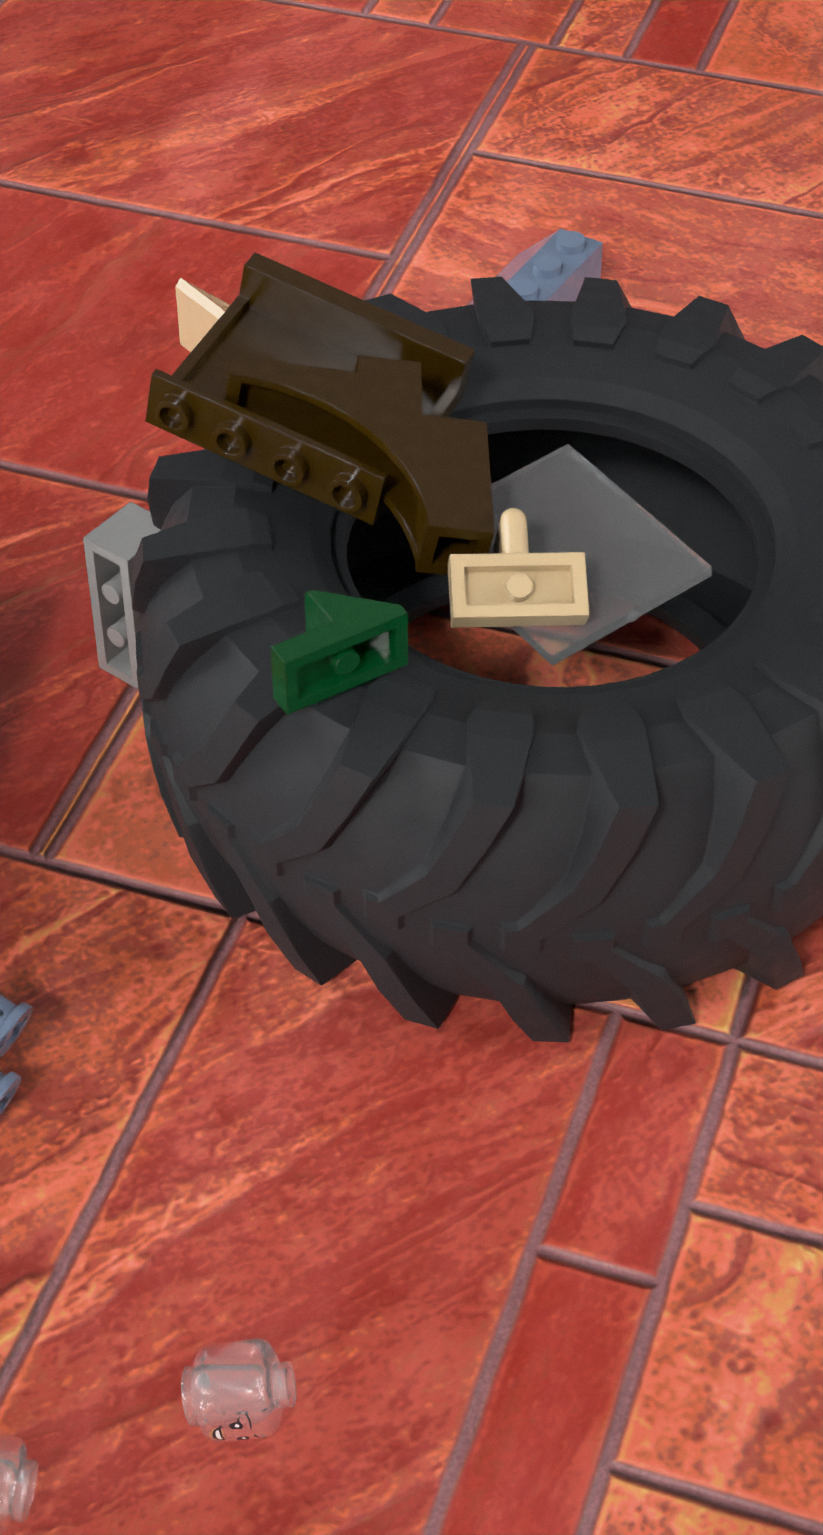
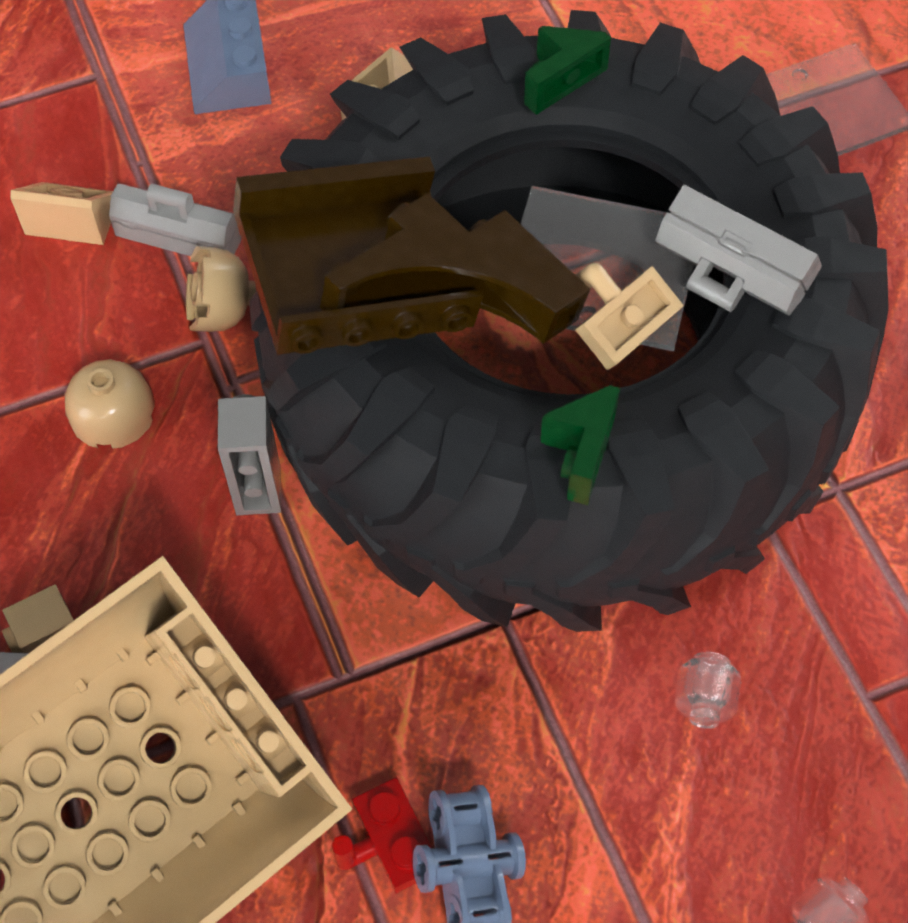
camera: 40 degrees left, 15 degrees up
(80, 496) = (109, 404): none -> tan cylinder
(359, 1103) = (709, 689): none -> clear head
(703, 605) = (753, 255): none -> light grey piece
(724, 360) = (565, 63): none -> dark green slope

